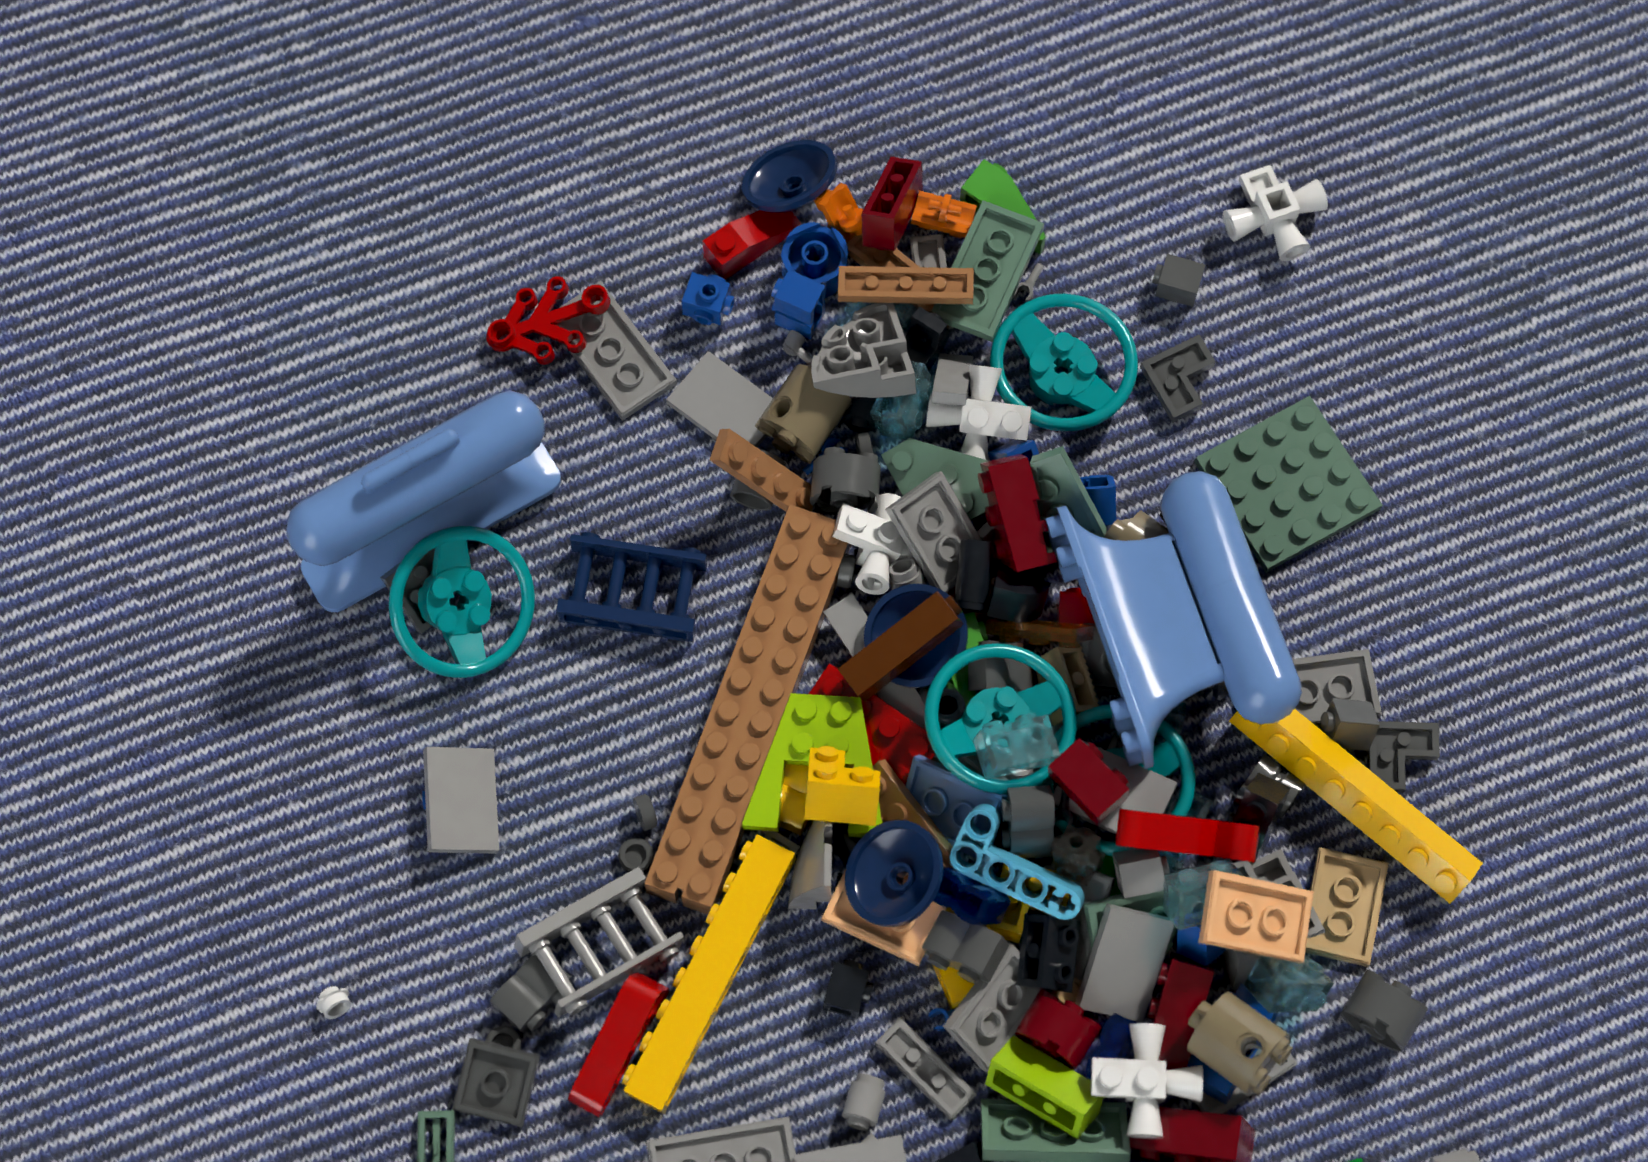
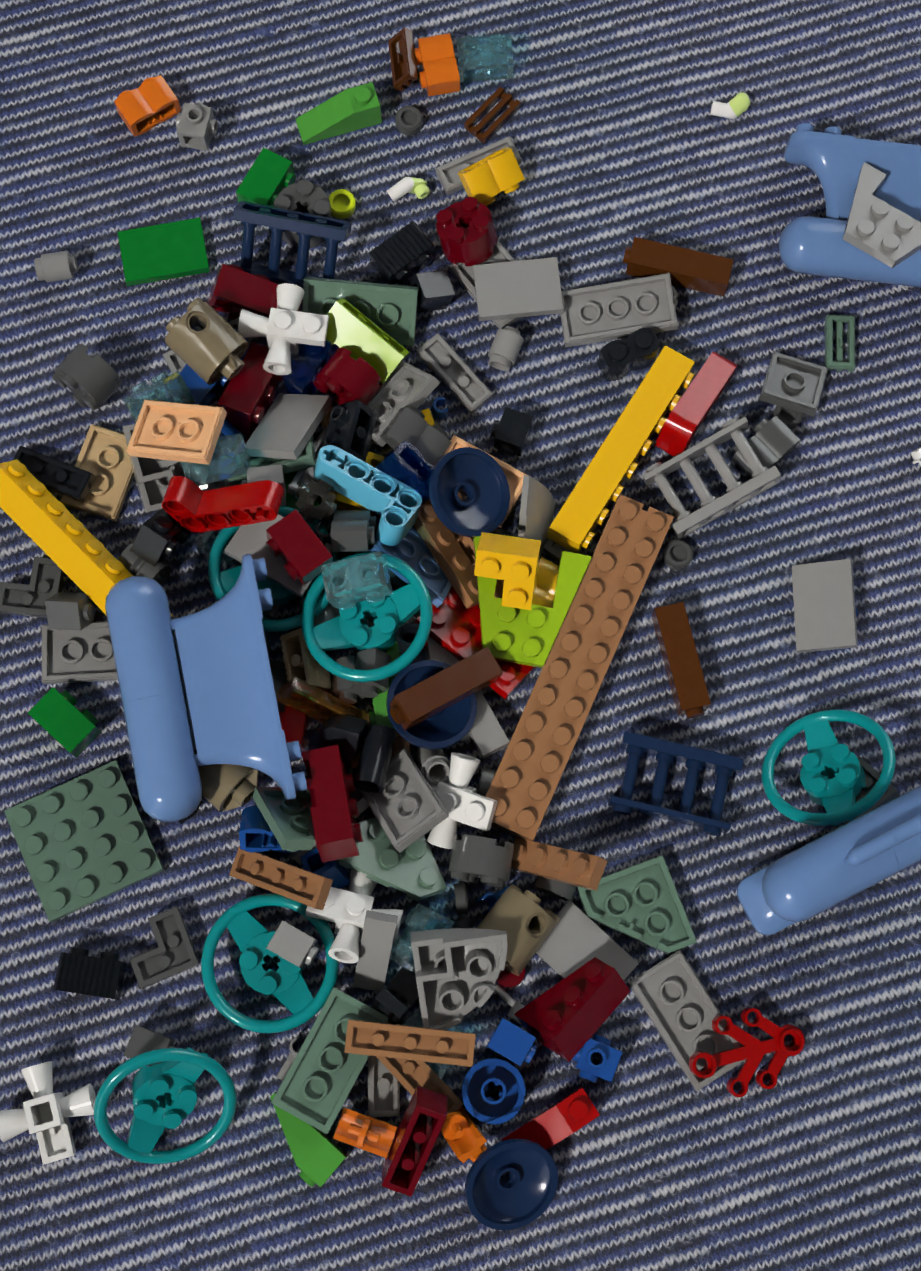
camera: 175 degrees left, 5 degrees up
(629, 725) = (681, 660): none -> reddish brown brick
(645, 812) = (669, 586): dark grey tile -> none
(662, 457) = (641, 905): none -> sand green plate
(715, 1098) = (628, 354): none -> black brick
(734, 339) = (574, 1008): none -> dark red wedge
(1040, 369) = (293, 945): none -> light grey brick
(1049, 432) = (281, 878): none -> medium nougat plate
(1157, 226) = (161, 1100): none -> teal piece
(1255, 344) = (90, 974): none -> black brick
(1332, 604) = (64, 721): none -> green brick
(1403, 895) = (57, 474): none -> black tile

